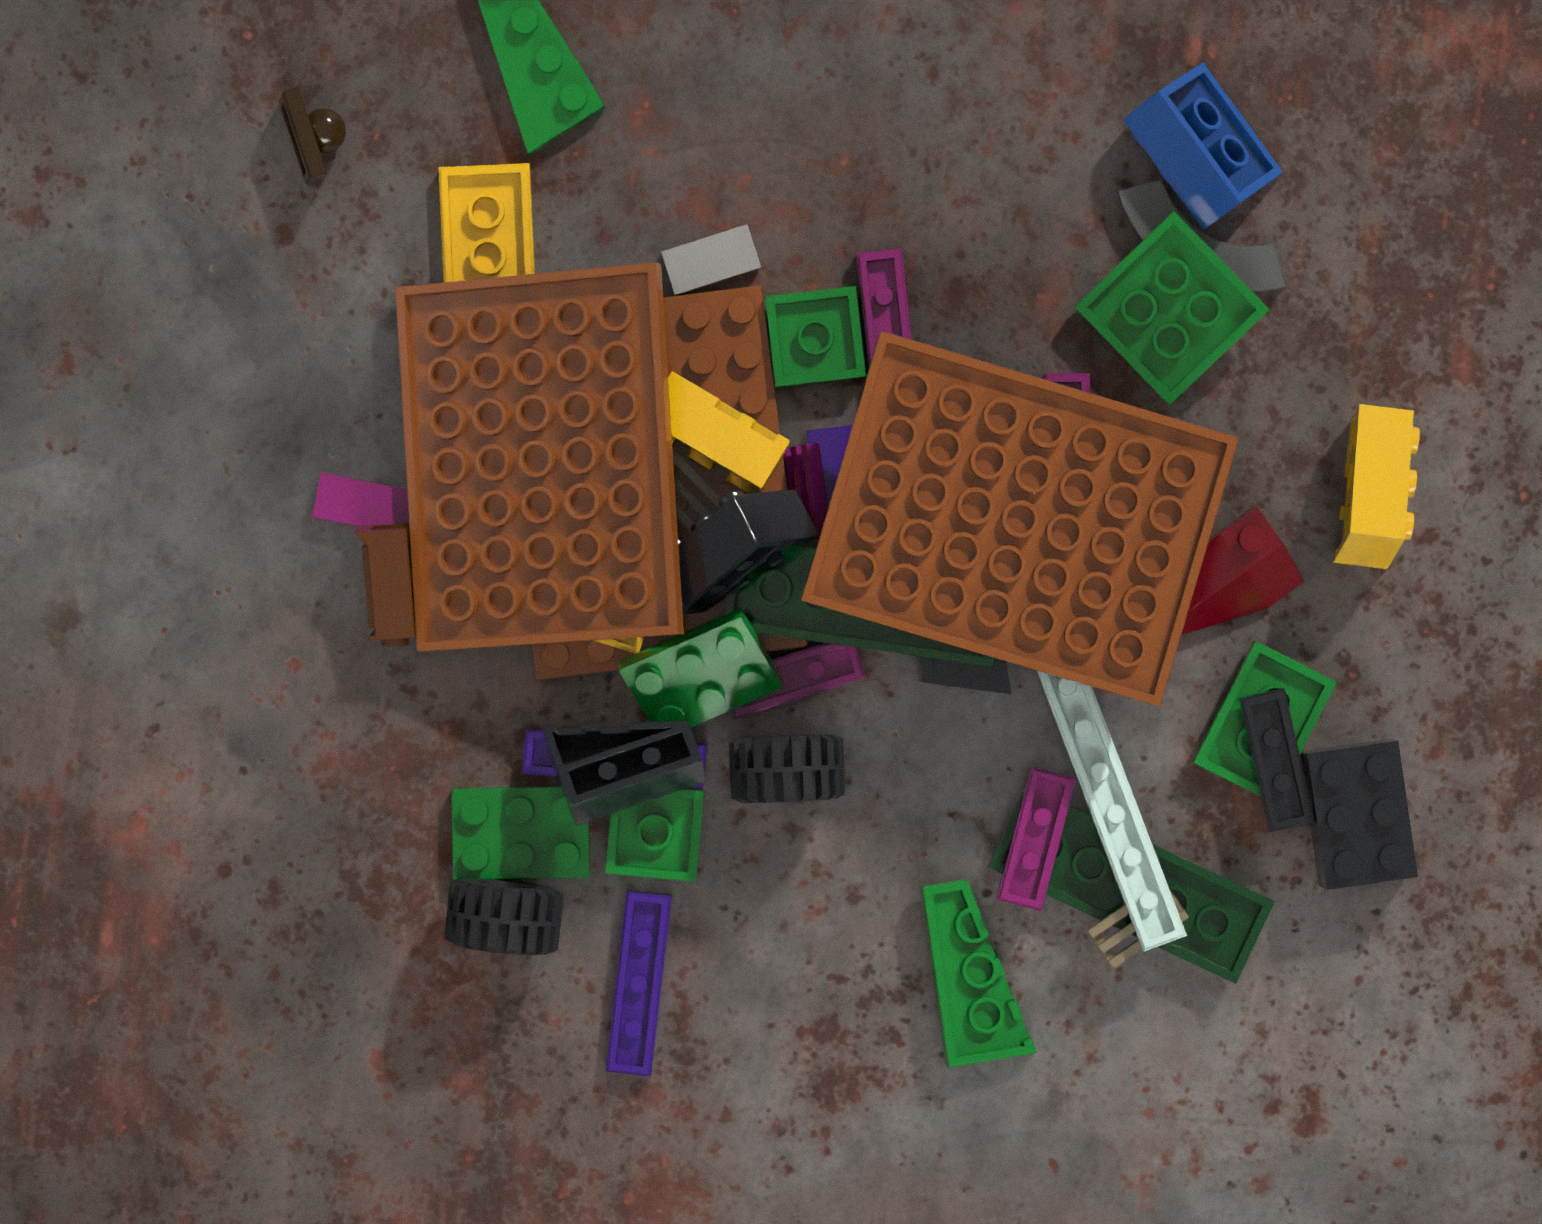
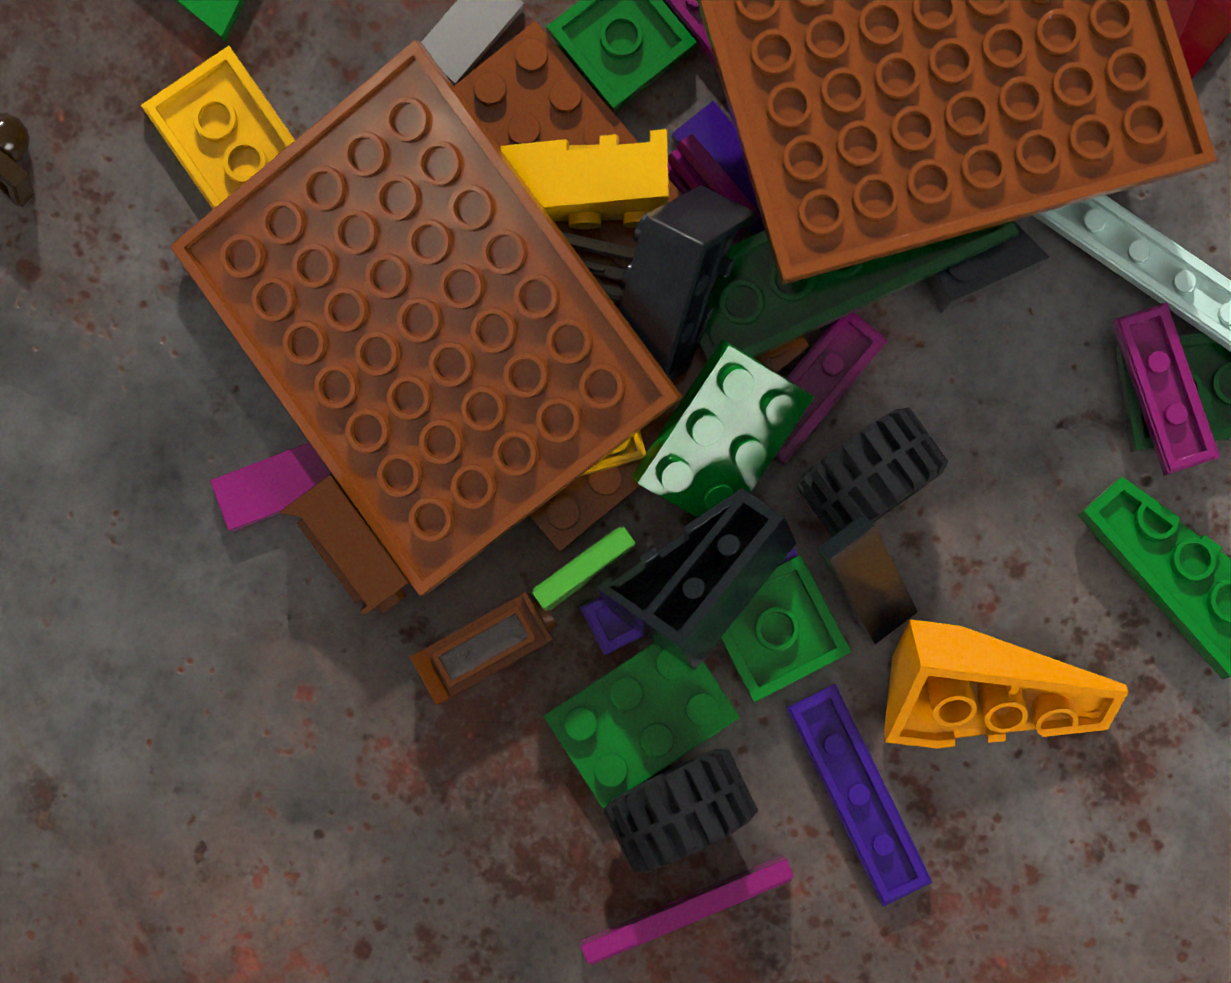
camera: 35 degrees left, 5 degrees down
(440, 715) = (483, 648): none -> reddish brown window
(466, 986) = (686, 910): none -> magenta tile
(542, 706) = (584, 568): none -> bright green tile
(736, 840) = (868, 578): none -> black tile
(765, 956) = (969, 684): none -> light orange wedge

